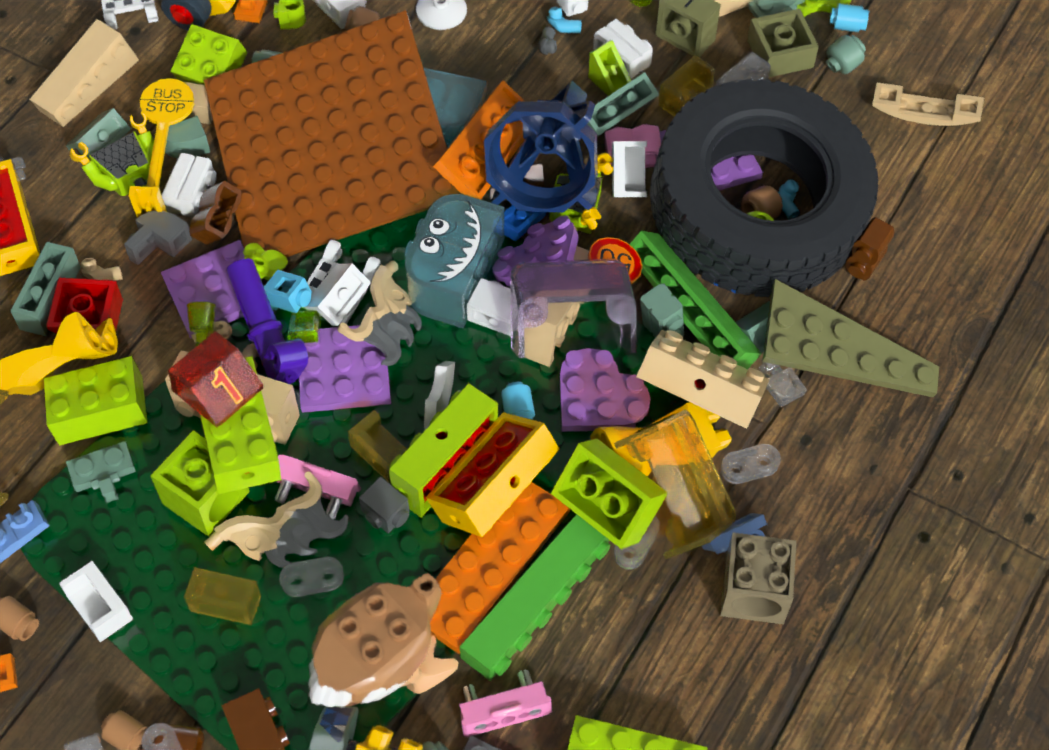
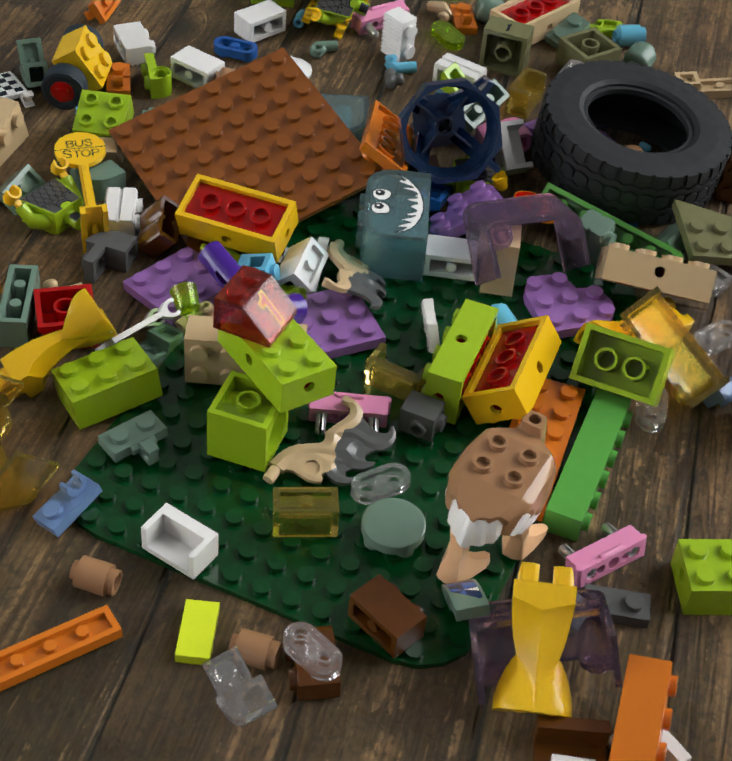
camera: 20 degrees left, 15 degrees down
(85, 698) = (197, 632): none -> neon yellow tile
(152, 337) = (148, 322): none -> white flag
(156, 364) = (161, 342): none -> sand green slope
(287, 223) = (237, 216): none -> brick
(297, 626) = (393, 527): none -> sand green tile

